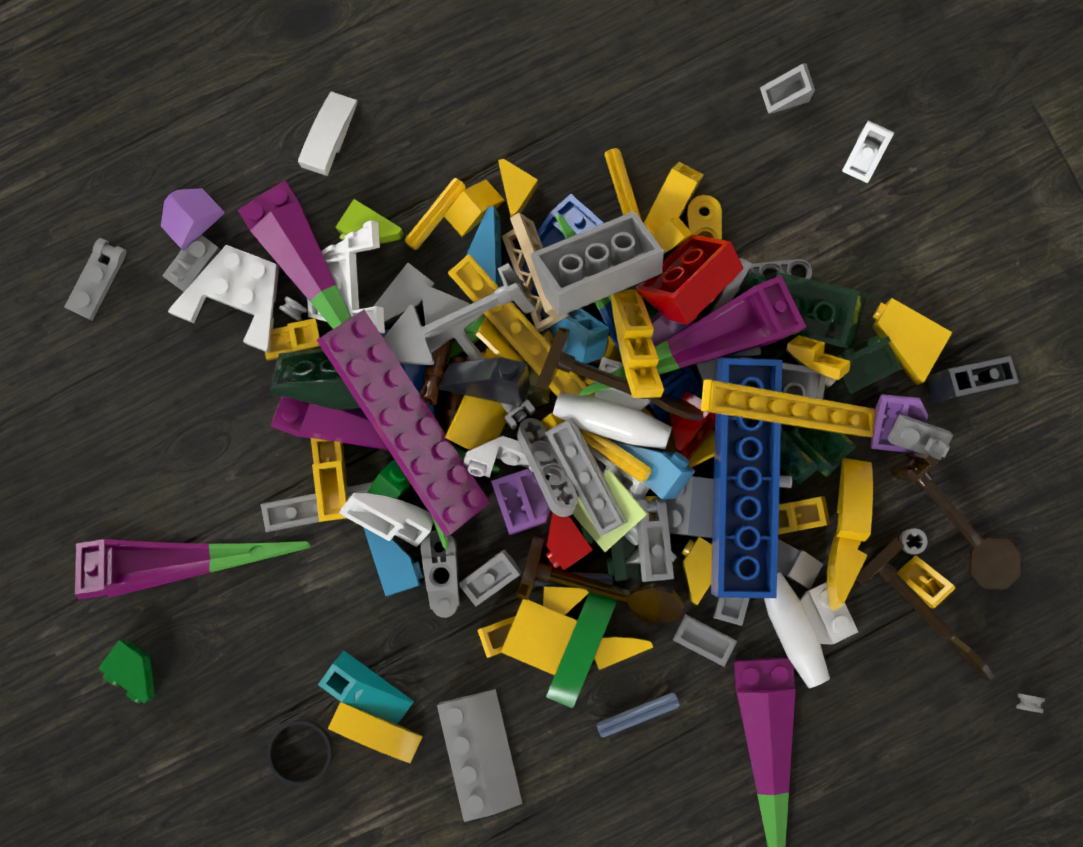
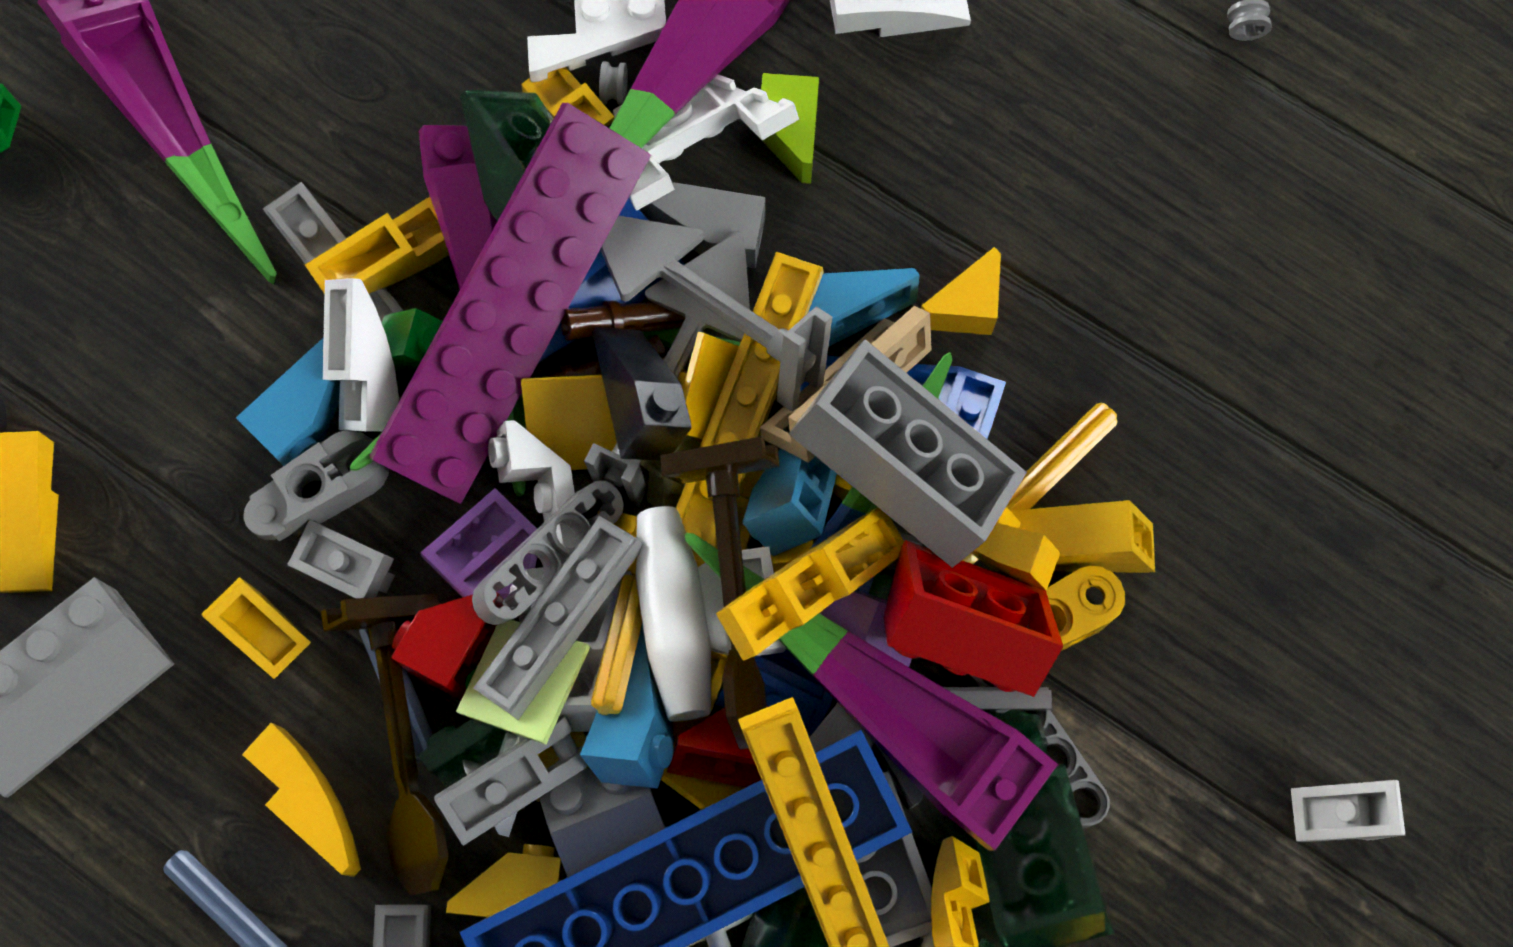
camera: 55 degrees right, 10 degrees down
(363, 689) = (79, 456): teal slope -> none
(434, 214) = (864, 208): yellow axle -> none
(471, 206) = (904, 246): yellow slope -> none
(539, 636) = (274, 680): yellow piece -> none
(562, 598) = (347, 686): yellow slope -> none
(581, 649) = (287, 758): green slope -> none
(788, 90) = (1368, 632): light grey slope -> none

